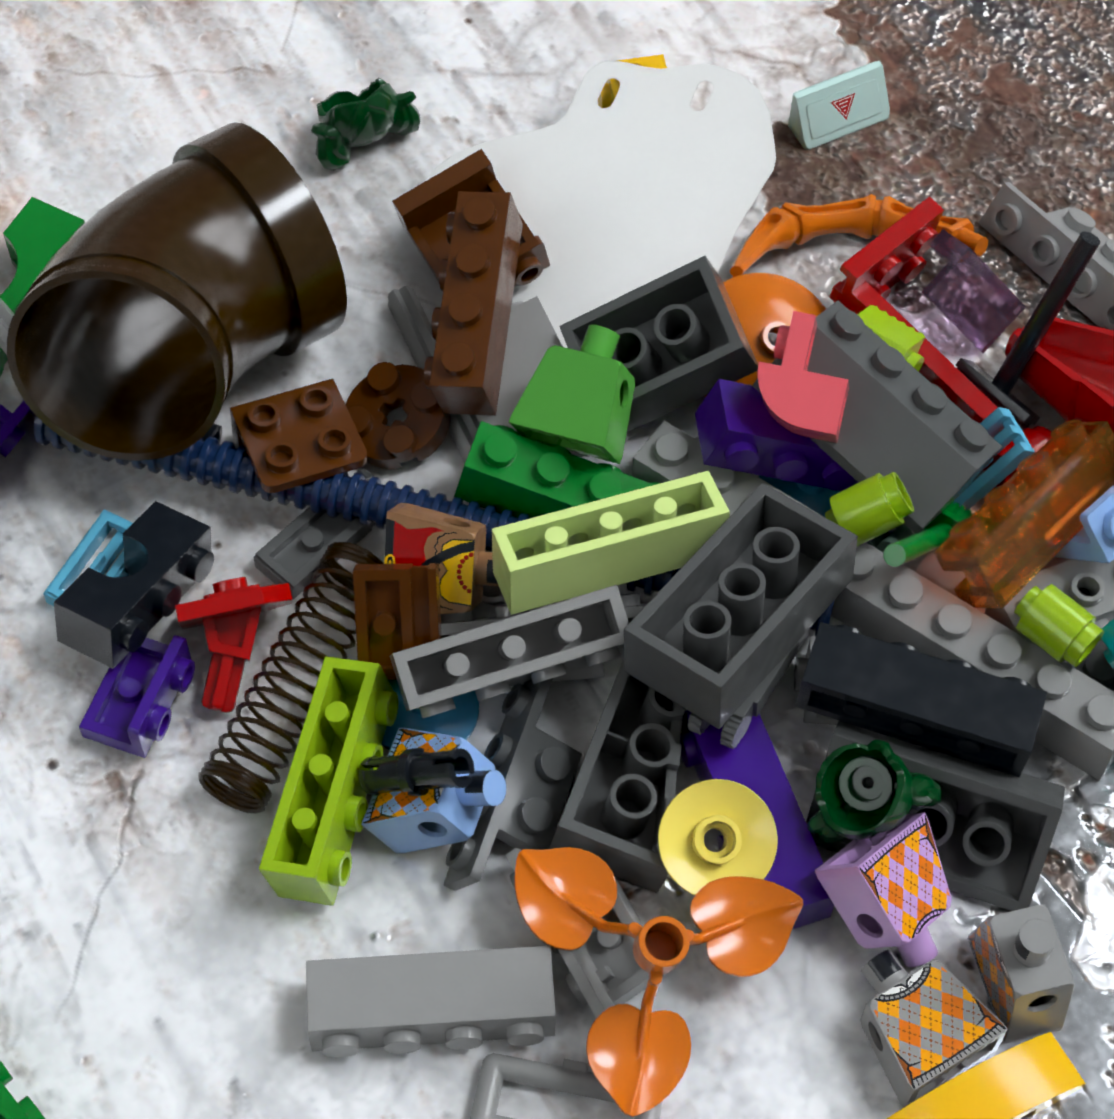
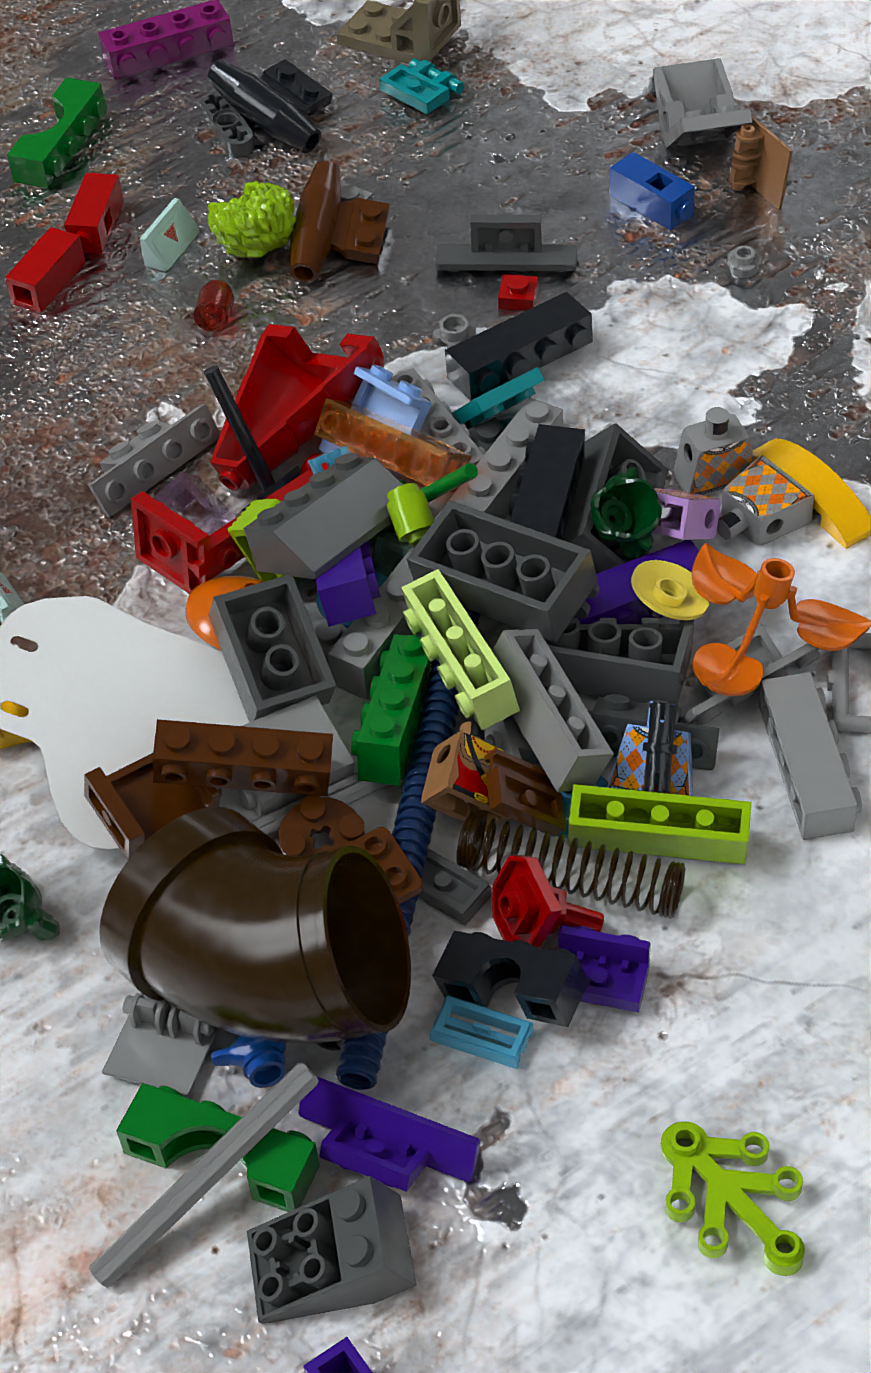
camera: 90 degrees left, 10 degrees down
(579, 398) = (331, 681): bright green torso -> none
(801, 399) = (328, 538): coral brick -> none
(858, 216) = (113, 574): orange animal -> none
(1058, 624) = (482, 426): lime brick -> none

